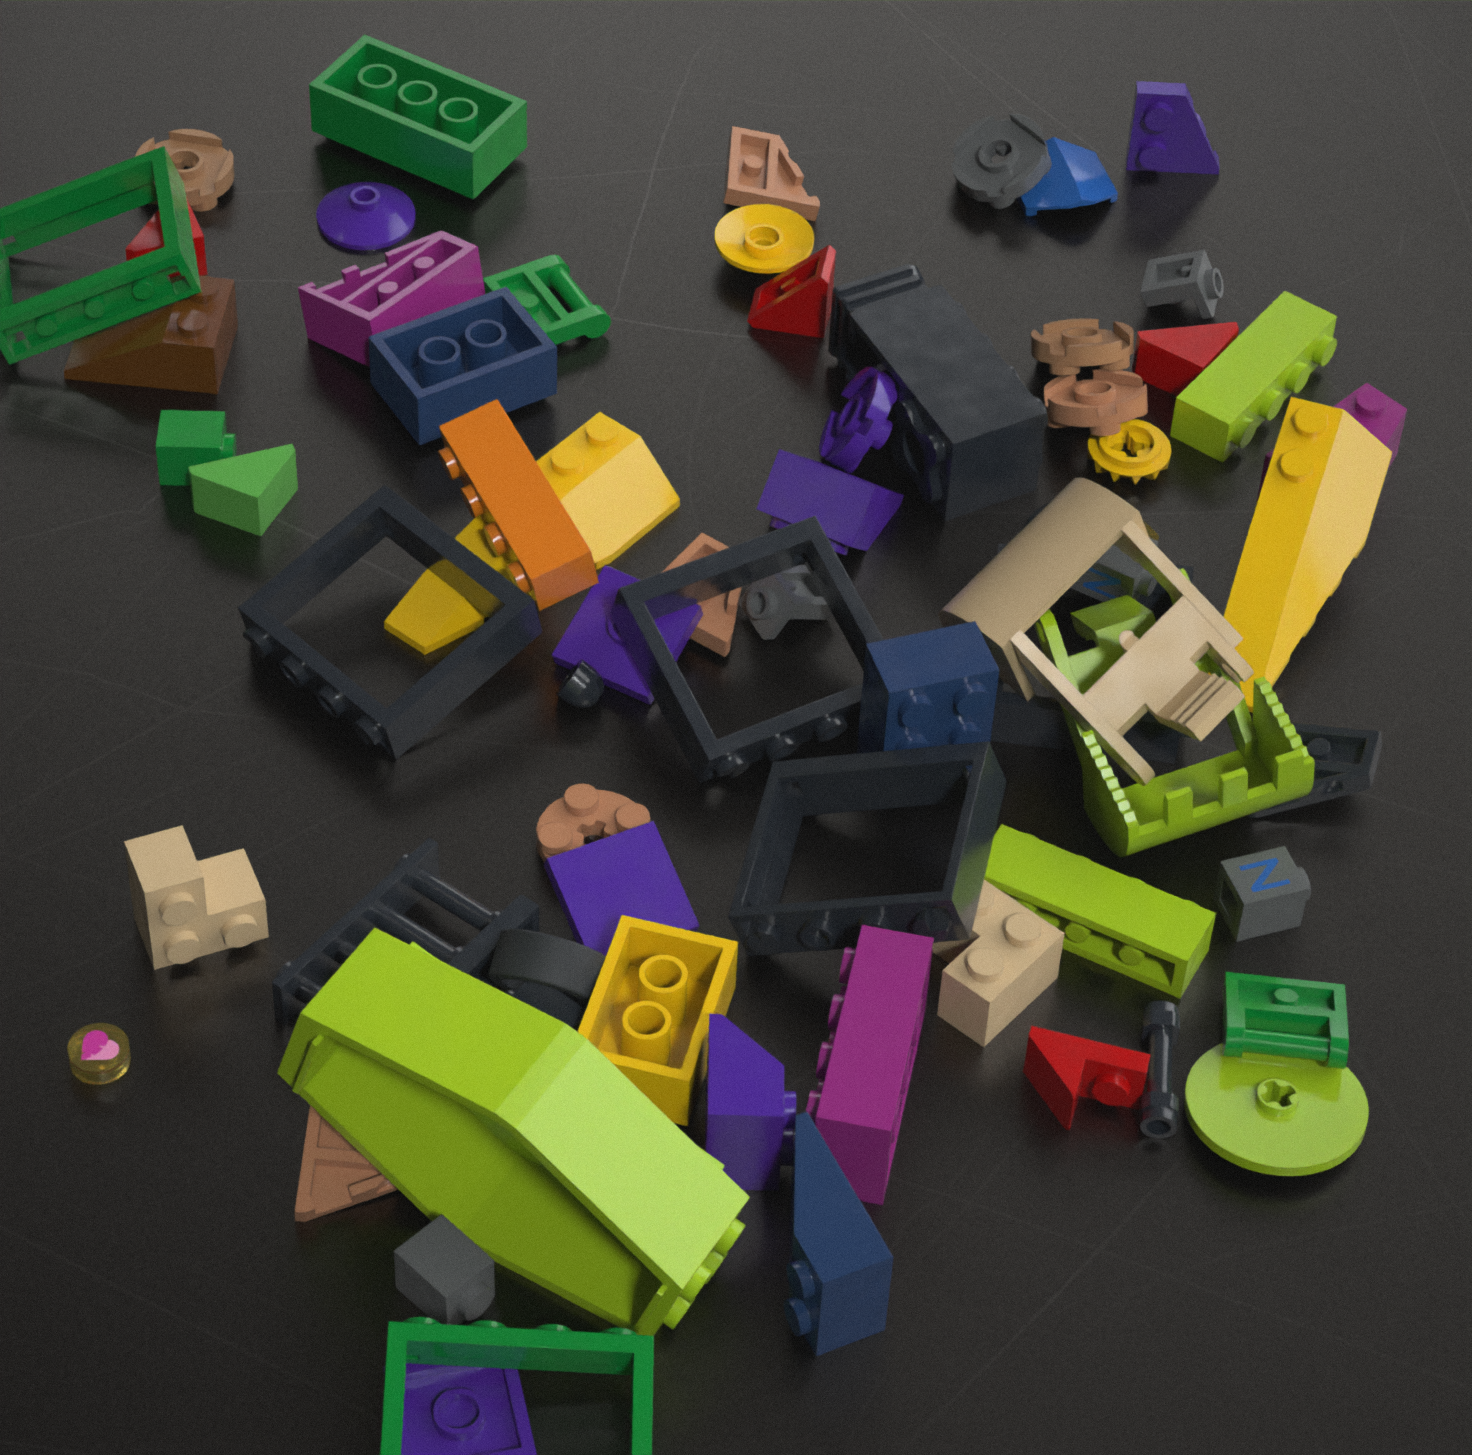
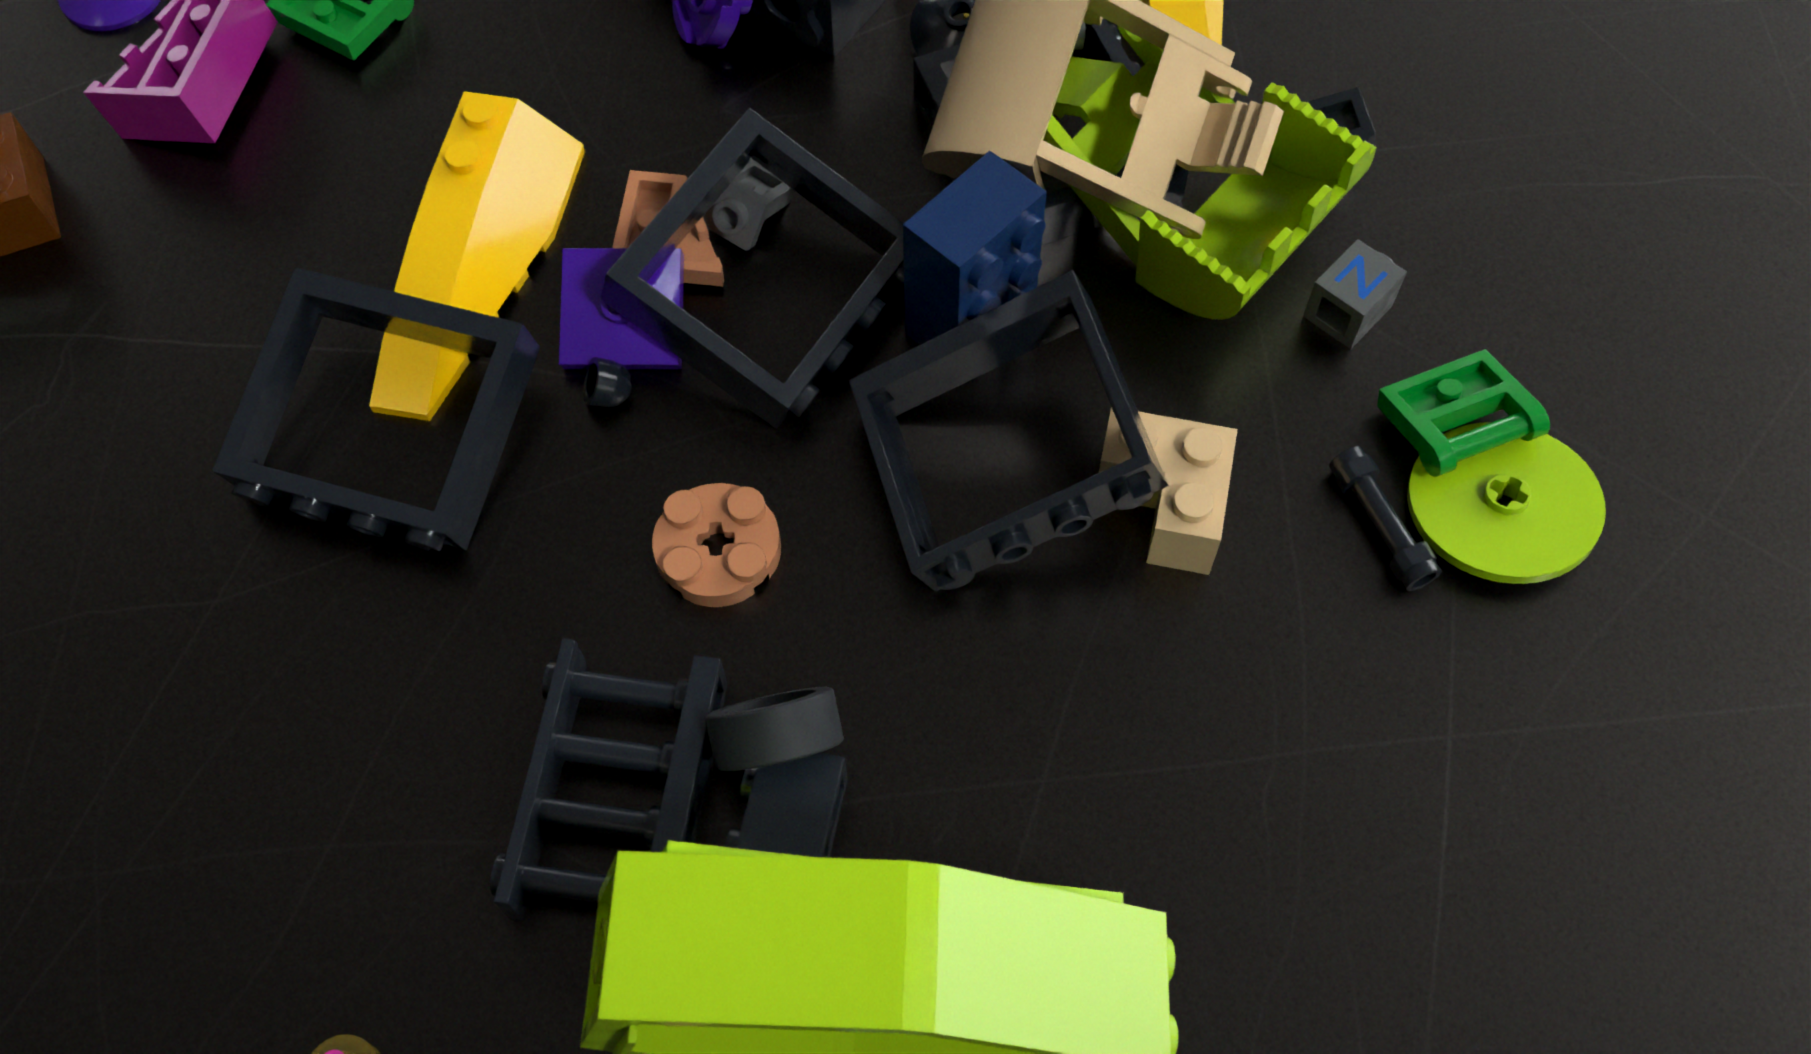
camera: 25 degrees left, 15 degrees up
(190, 440) = (66, 309): green brick -> none
(190, 904) = (352, 843): tan brick -> none
(245, 488) = (145, 329): bright green slope -> none
(461, 362) = (296, 101): dark blue brick -> none
(517, 504) = (442, 225): orange brick -> none
(616, 878) = (786, 597): dark purple tile -> none
(656, 1008) = (910, 727): yellow brick -> none
(746, 1108) = (1062, 786): dark purple slope -> none
(836, 1254) = (1246, 904): dark blue slope -> none
(844, 505) = (722, 86): dark purple slope -> none
(871, 1054) = (1152, 667): magenta brick -> none
(1073, 1066) = (1318, 565): red slope -> none
(1103, 911) = (1239, 382): lime brick -> none

